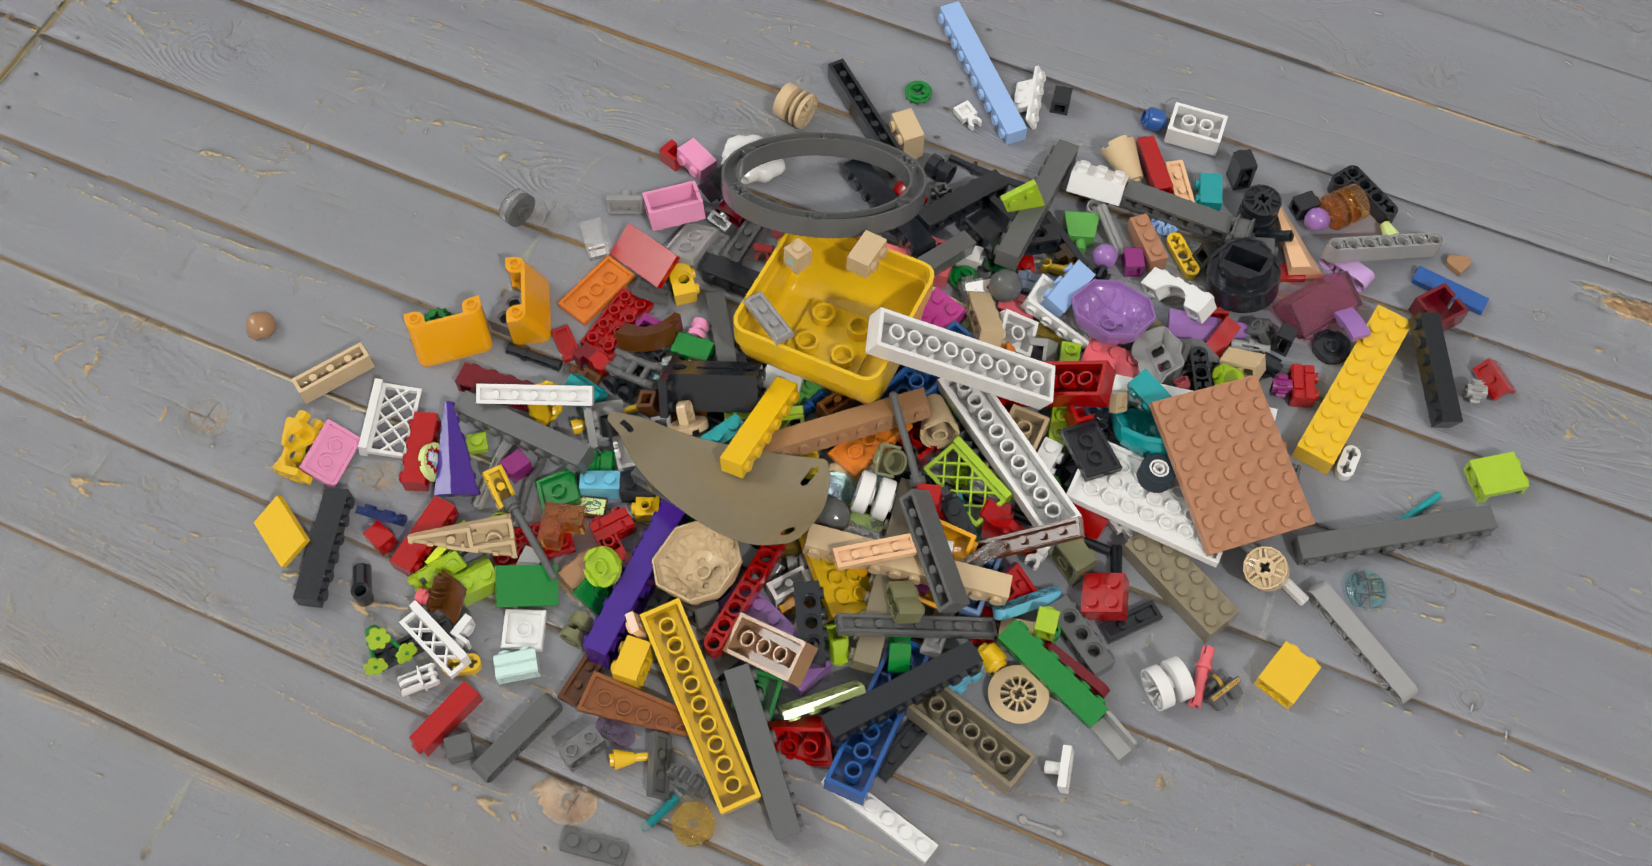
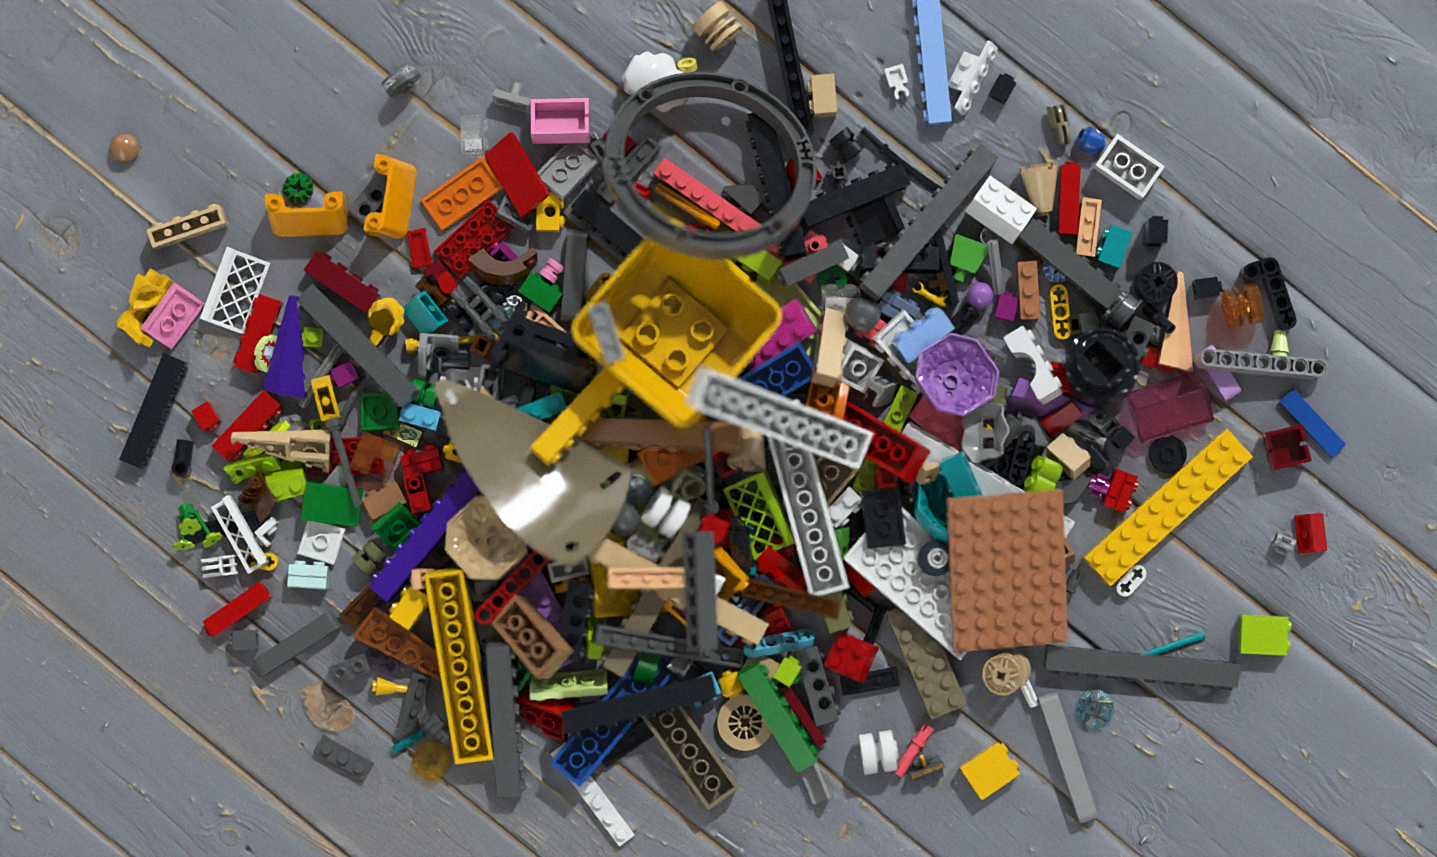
camera: 15 degrees right, 25 degrees up
(281, 531) = (117, 386): yellow tile -> none
(386, 515) = (210, 396): clear blue plate -> none
(422, 596) = (235, 489): coral plate -> none
(527, 354) = (388, 259): black pin -> none
(535, 394) = (375, 315): white plate -> none
(602, 566) = (402, 515): lime tile -> none
(668, 155) = (575, 51): red panel -> none
(687, 420) = (513, 386): tan tile -> none
(696, 159) = (597, 64): bright pink brick -> none
(712, 185) = (609, 103): black brick -> none
(797, 256) = (652, 271): tan brick -> none
(866, 254) = (720, 285): tan brick -> none
(904, 602) = (662, 625): olive brick -> none
(916, 86) = (855, 26): green gear -> none
(985, 553) = (749, 597): clear slope -> none
(1023, 197) = (907, 227): lime wing -> none
(1062, 769) = (761, 799): white tile -> none
(1121, 114) = (1059, 124): none -> dark tan arm
(1182, 382) = (1000, 460): coral hinge -> none
(1317, 219) = (1210, 310): medium lavender piece -> none
(1352, 323) = (1190, 444): medium lavender slope -> none
(1435, 370) = (1250, 513): black brick -> none
(1457, 264) = (1334, 396): medium nougat tile -> none

